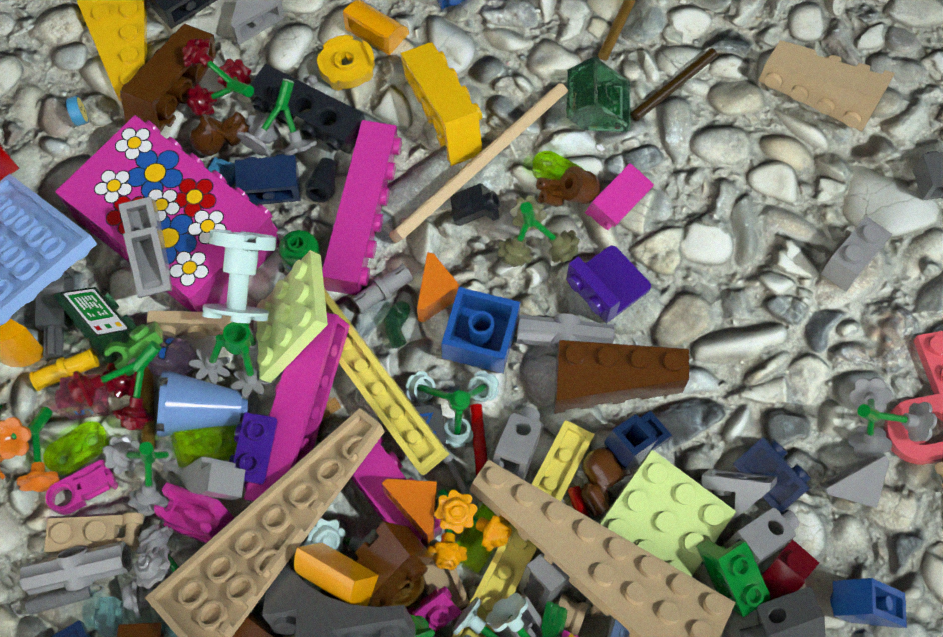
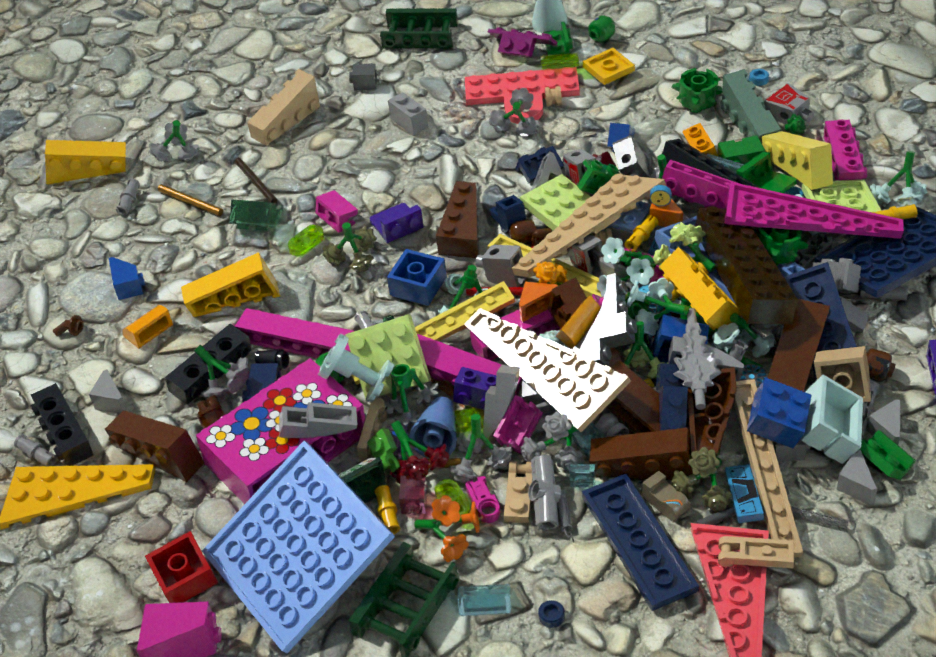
camera: 75 degrees left, 20 degrees down
(77, 110) = (156, 506): dark azure tile -> none
(232, 76) = (162, 407): dark red plant -> none
(350, 75) = (163, 347): yellow plate -> none
(437, 289) = (376, 301): orange slope -> none
(474, 204) = (318, 280): black bracket -> none
(477, 163) = (289, 276): tan tile -> none
(548, 331) = (426, 241): light grey piece -> none
(574, 186) = (324, 223): reddish brown piece -> none
(860, 482) = (550, 127): light grey slope -> none

